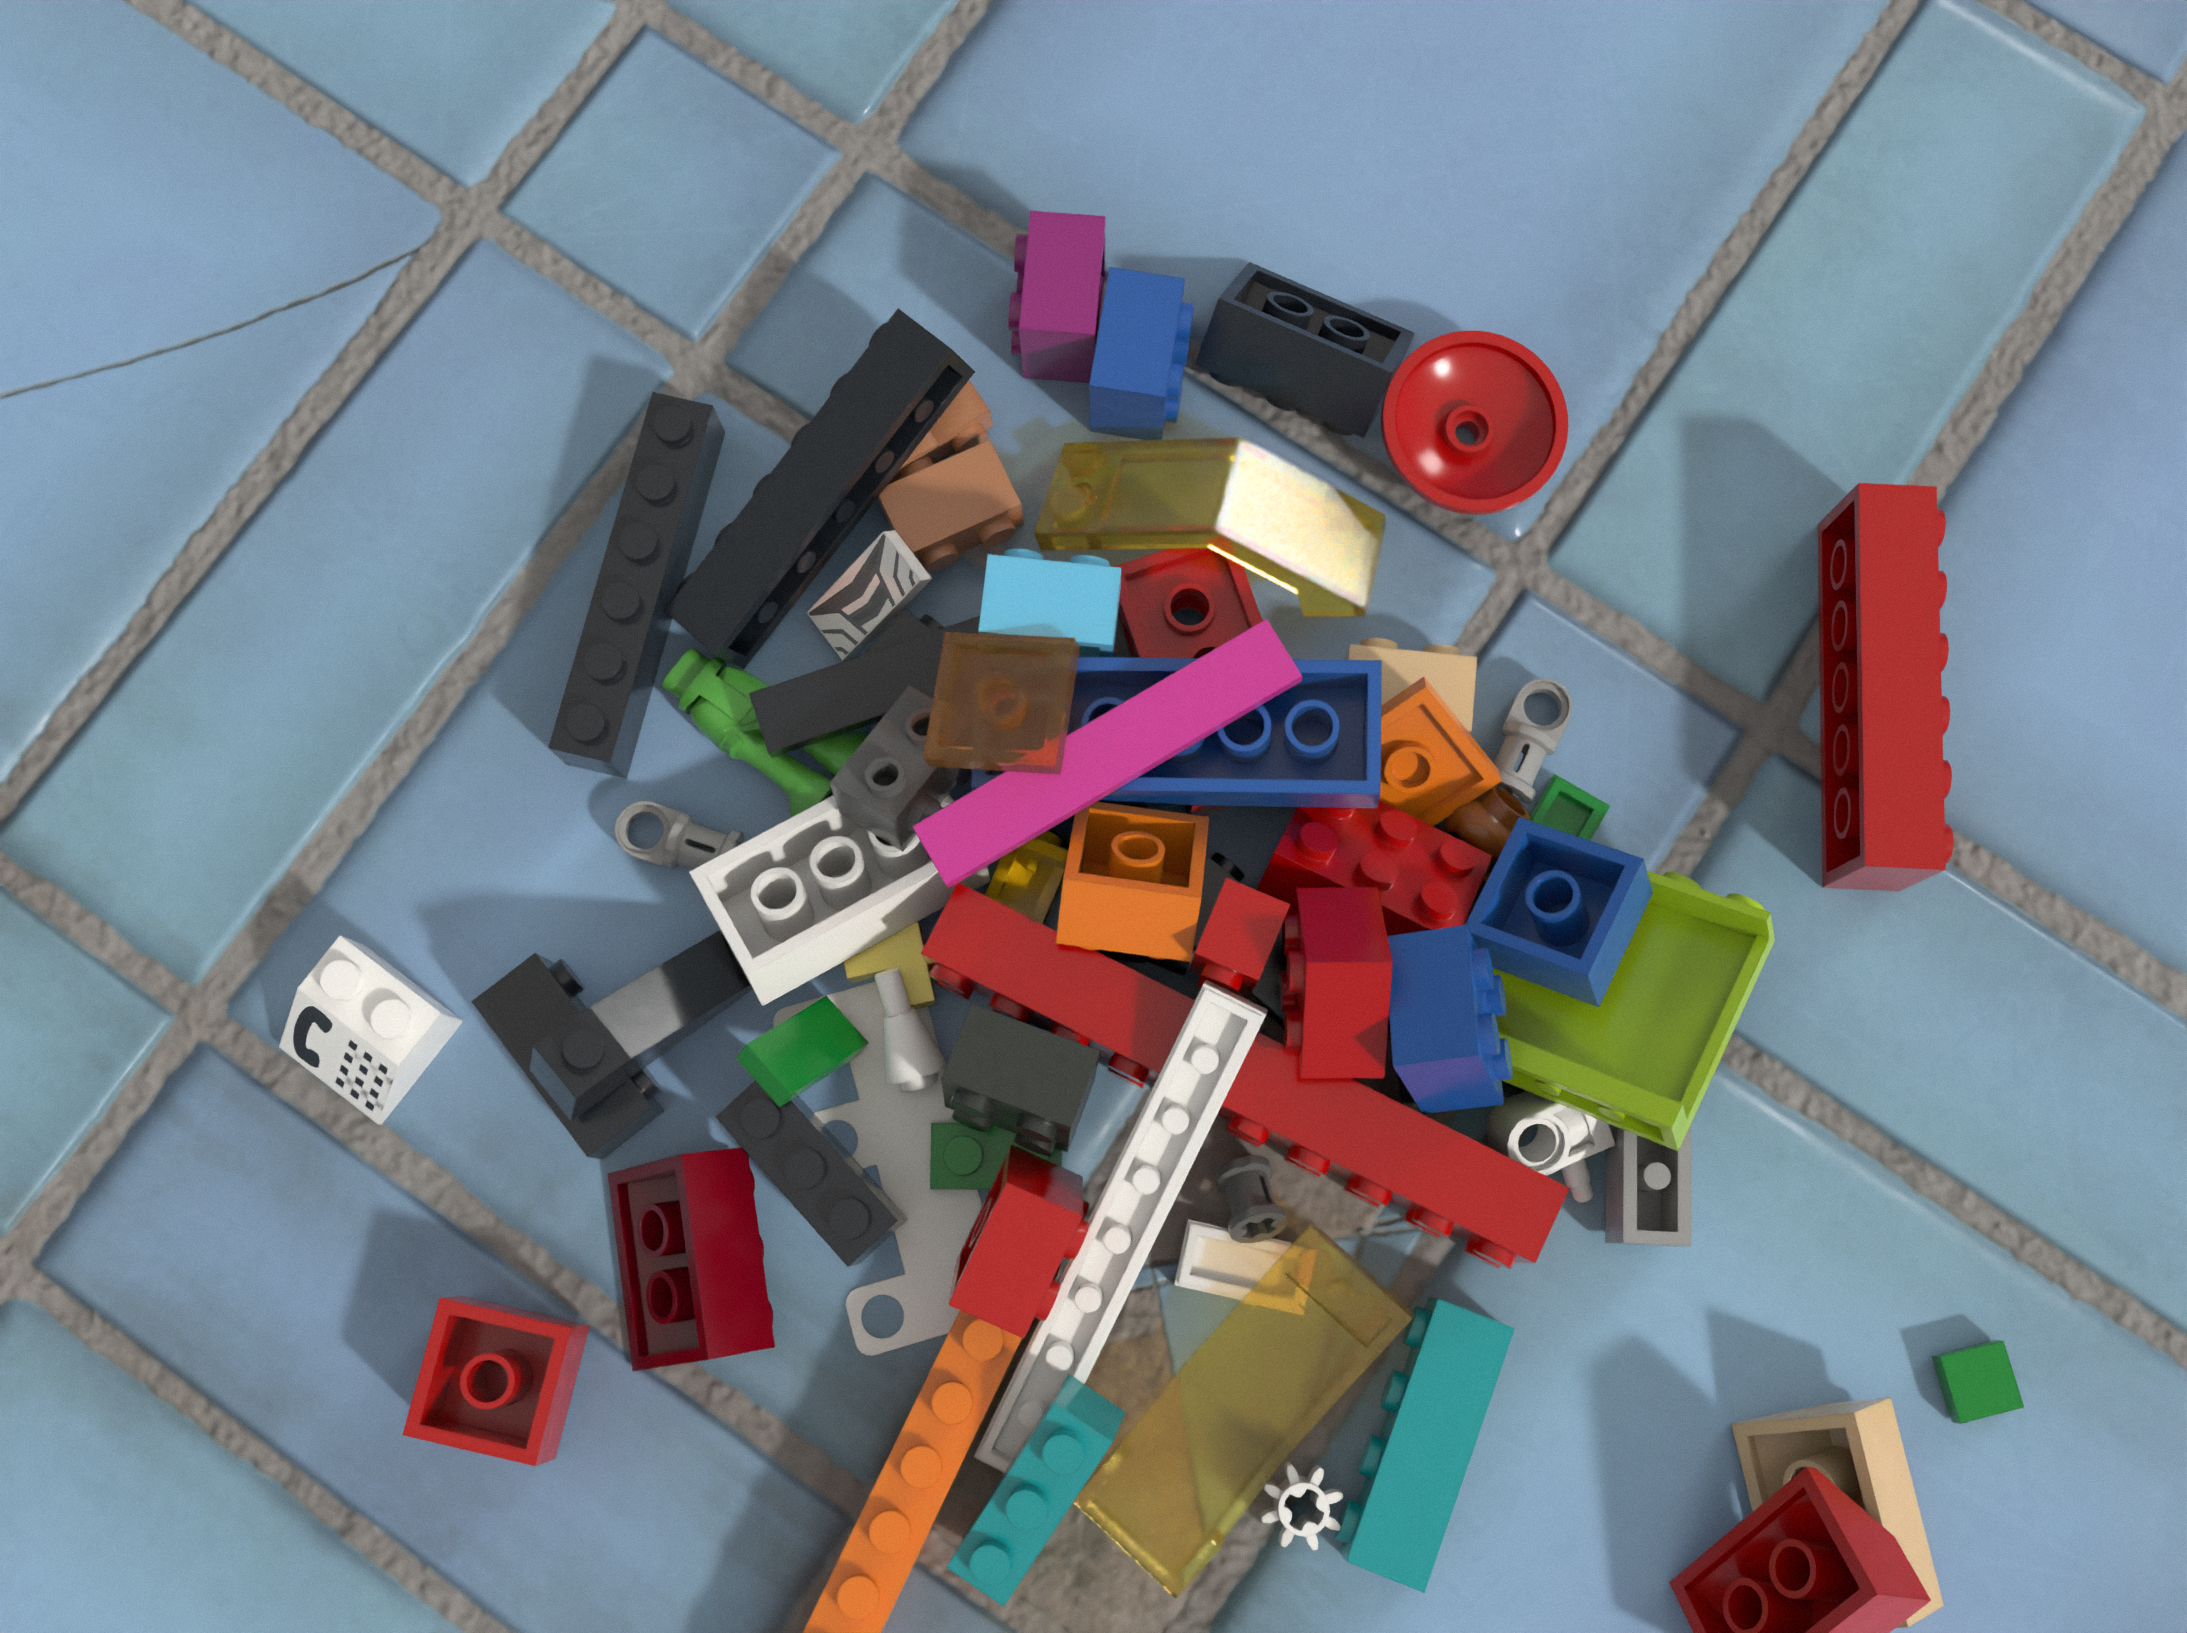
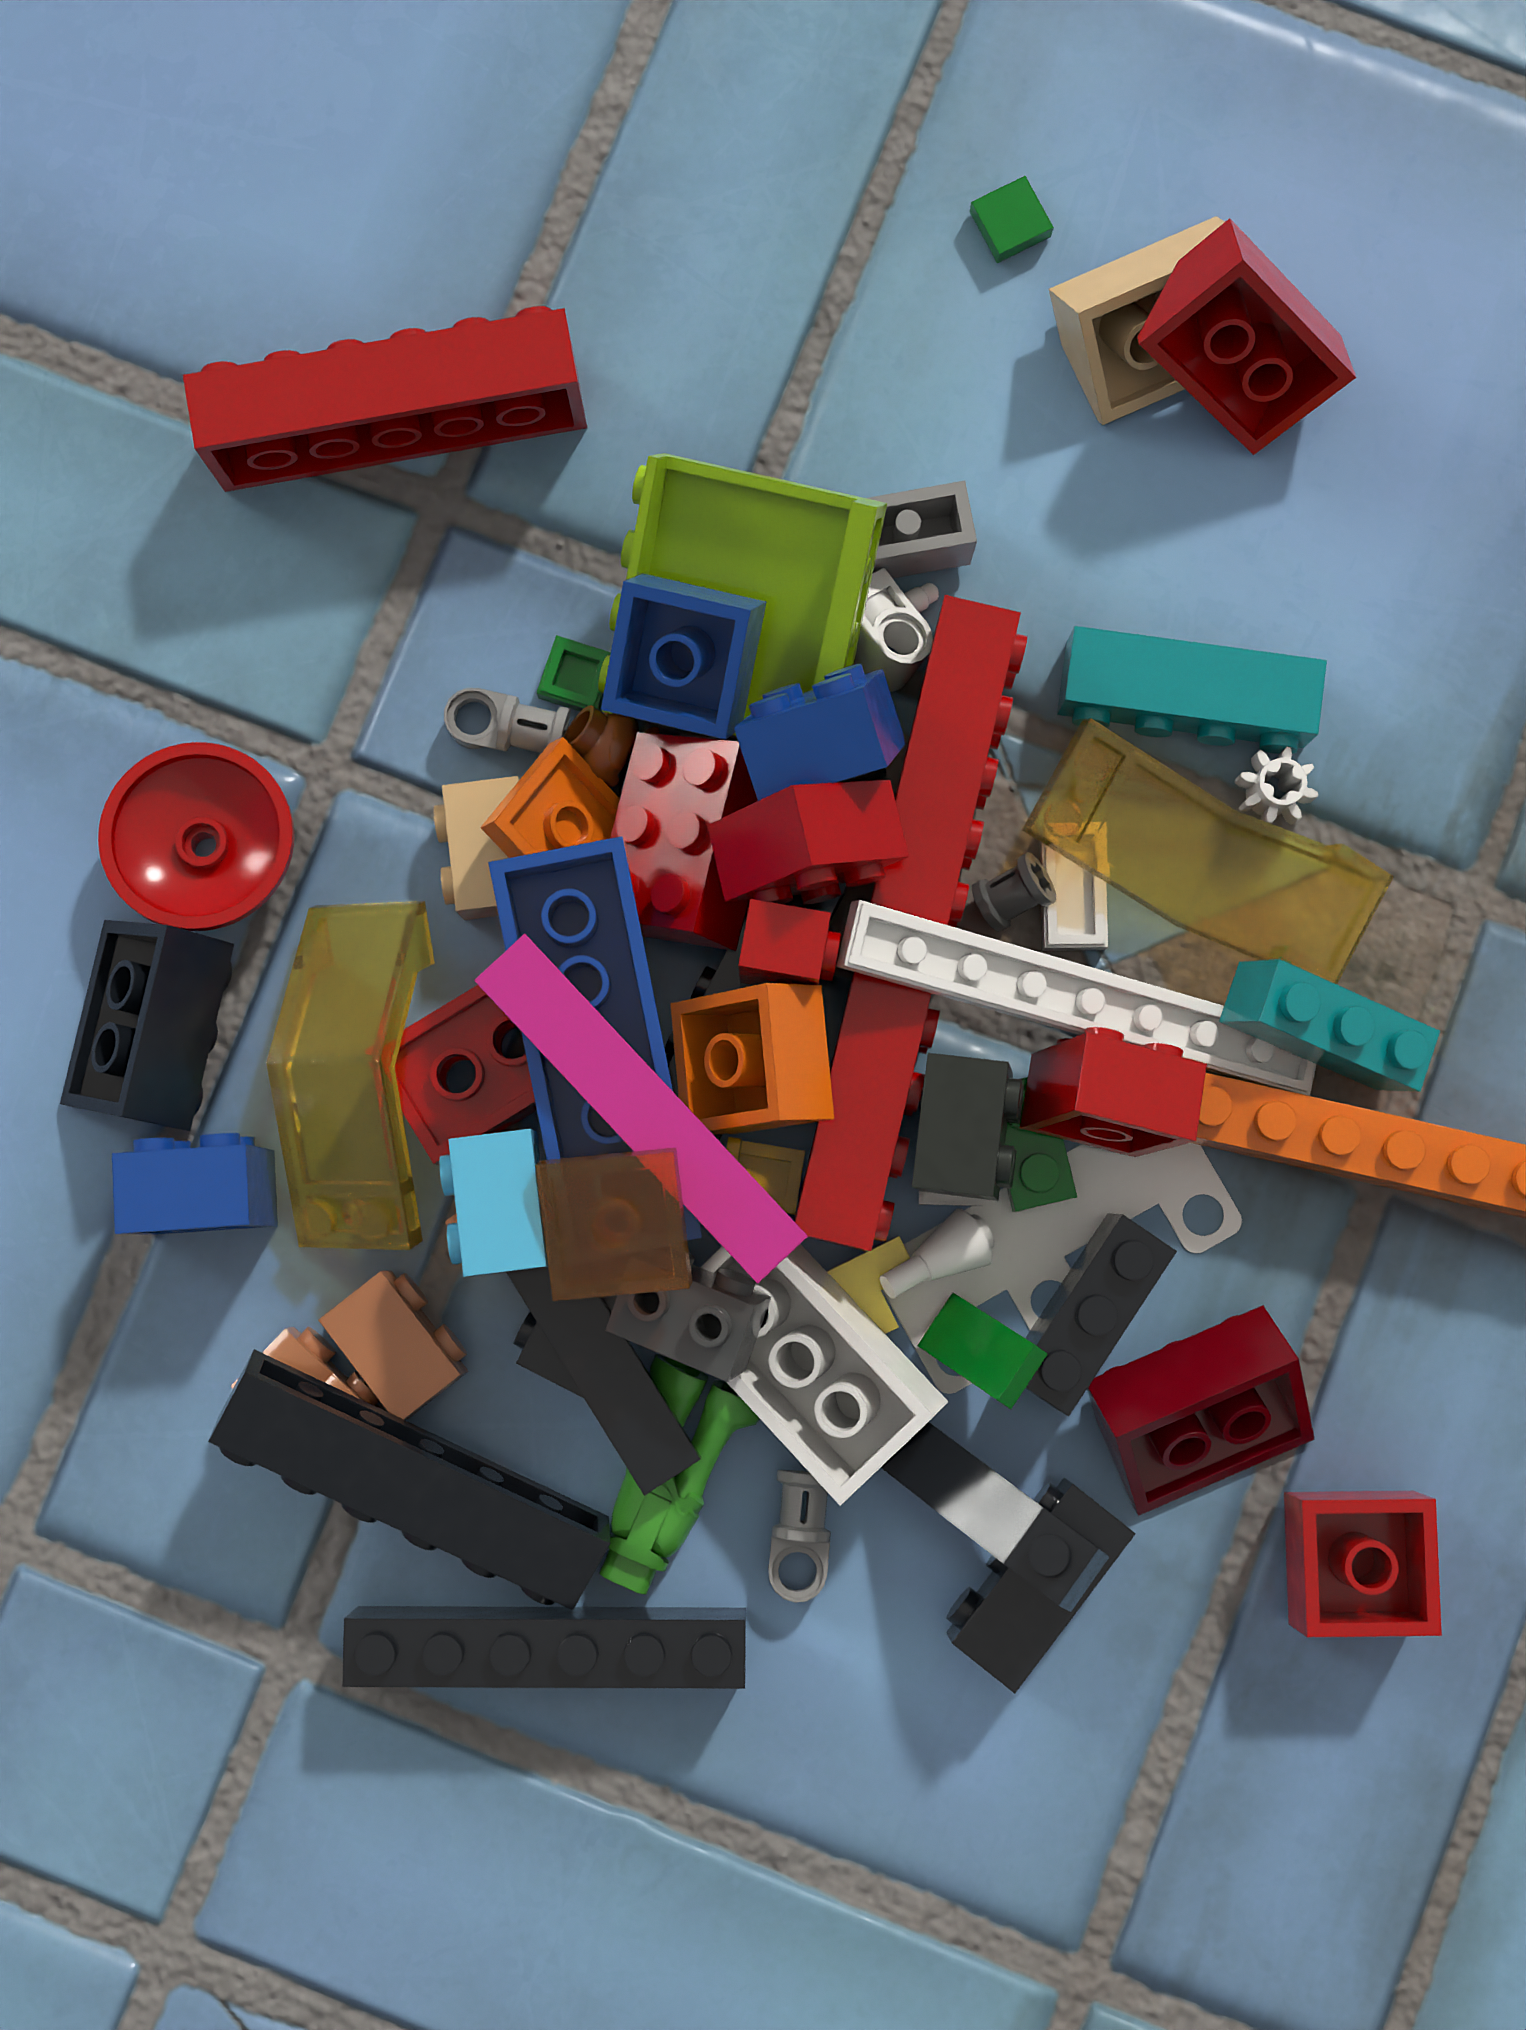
camera: 105 degrees left, 5 degrees up
(365, 1028) = (1060, 1798): white slope -> none
(869, 595) = (507, 1404): white tile -> none
(1058, 295) = (139, 1281): magenta brick -> none

